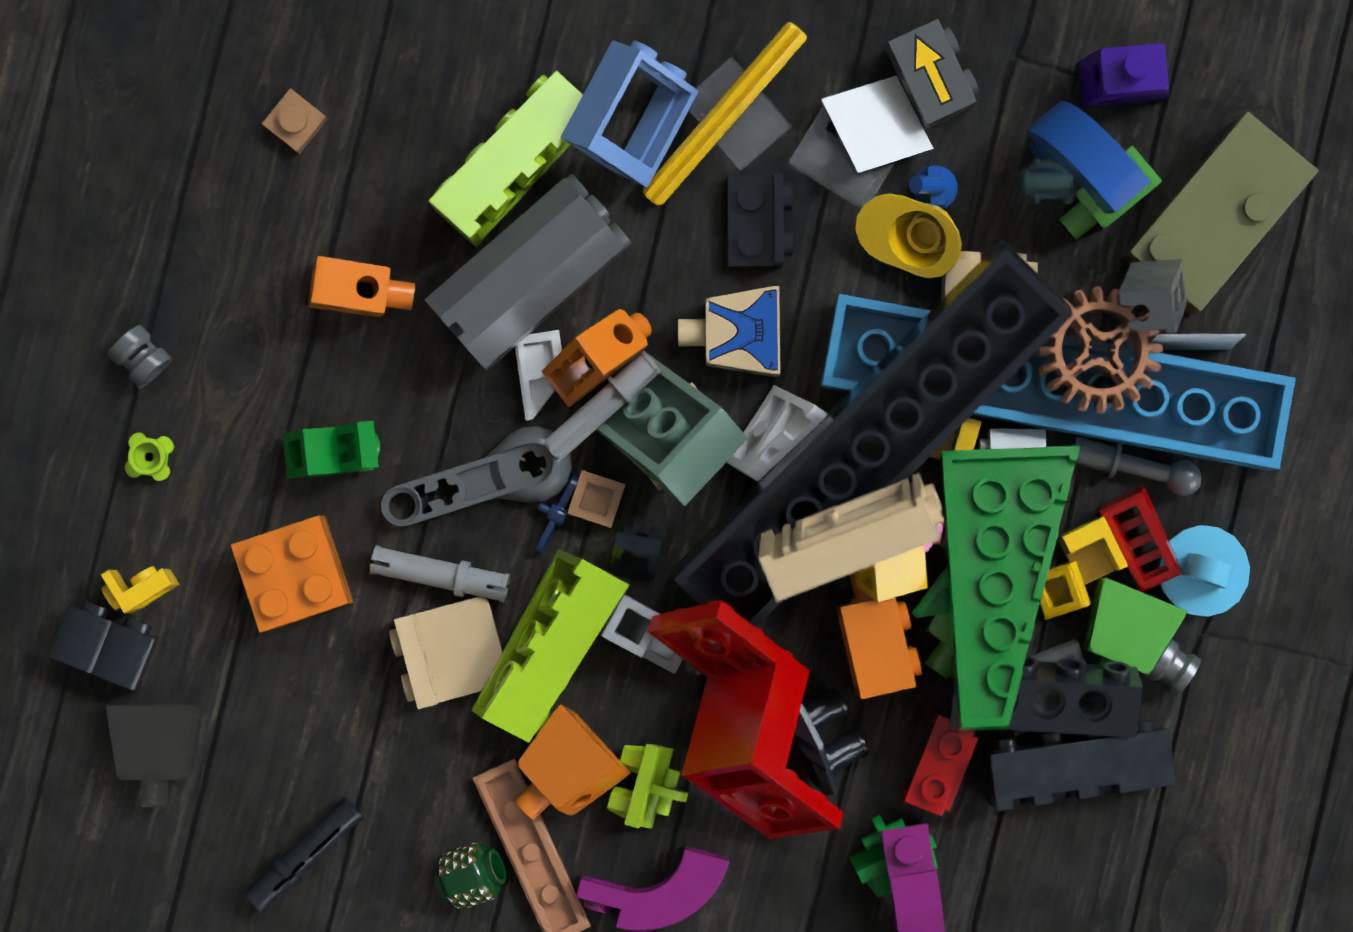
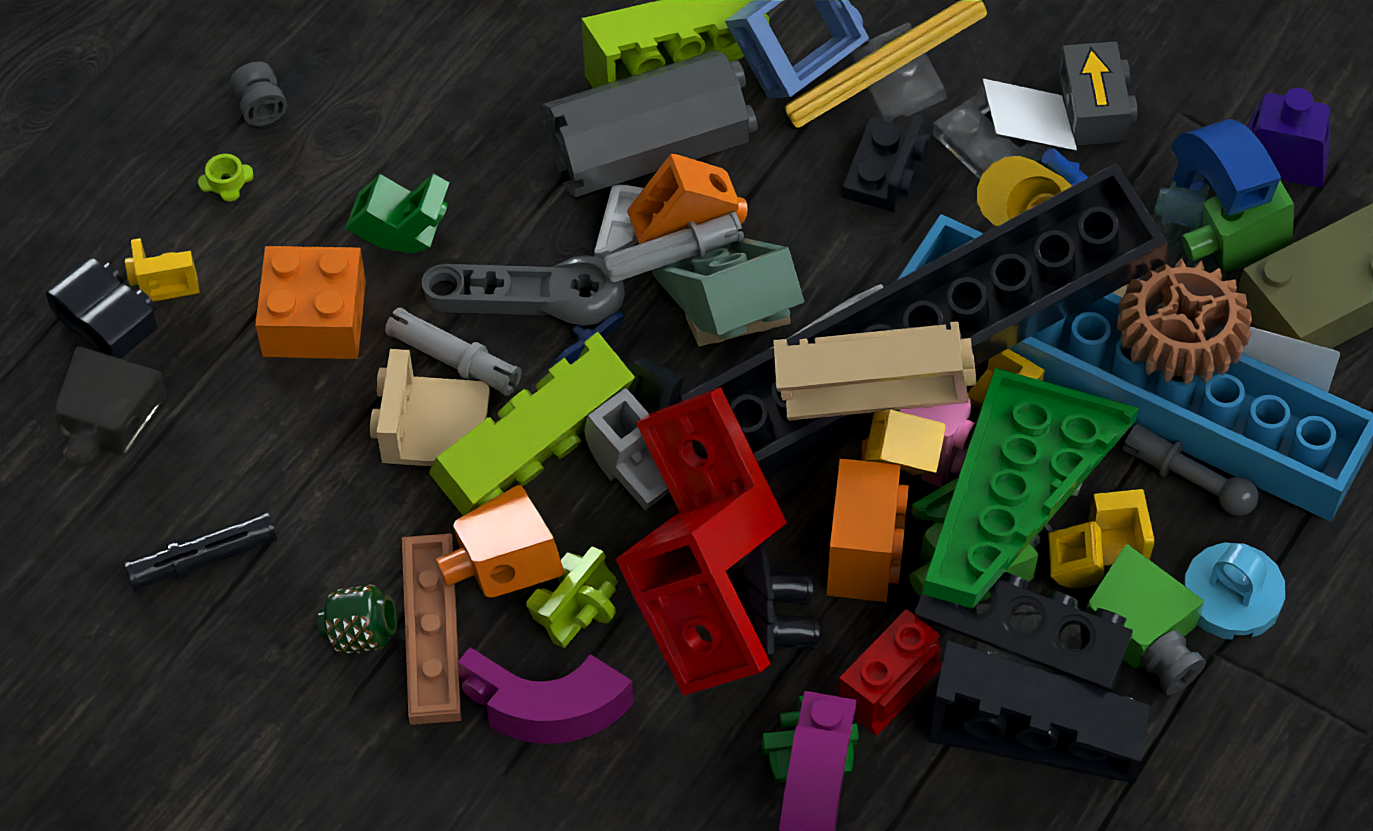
camera: 20 degrees right, 30 degrees down
(335, 288) = (479, 90): orange torso -> none
(596, 499) = (634, 334): medium nougat plate -> none
(738, 331) = (832, 238): torso -> none
(1156, 532) = (1169, 498): red slope -> none
(1159, 288) = (1262, 281): dark grey hinge -> none

